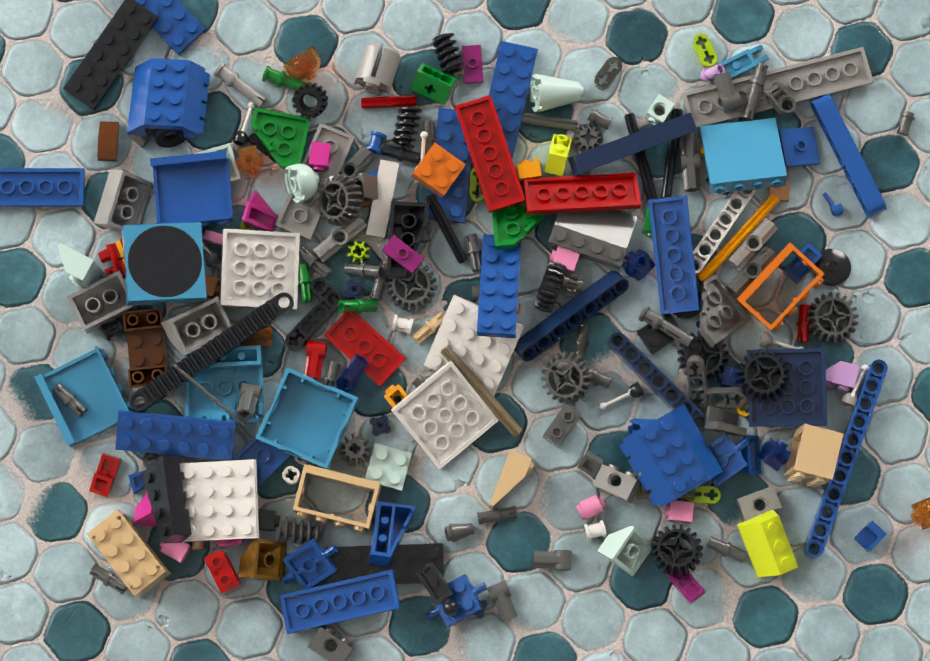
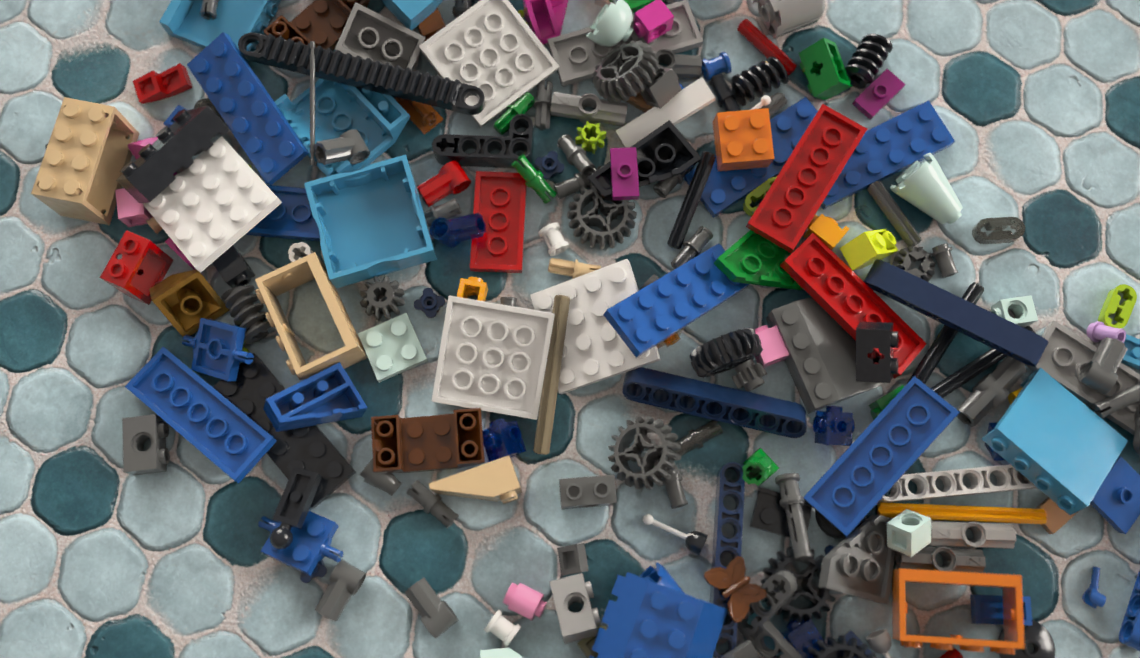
camera: 50 degrees right, 5 degrees down
(462, 488) = (427, 442): none -> reddish brown slope
(495, 448) = (503, 440): none -> clear blue brick
(618, 208) = (869, 365): none -> black brick
(625, 324) = (758, 468): none -> green piece
(676, 388) = (737, 586): none -> reddish brown piece
(724, 275) = (909, 532): none -> light aqua brick

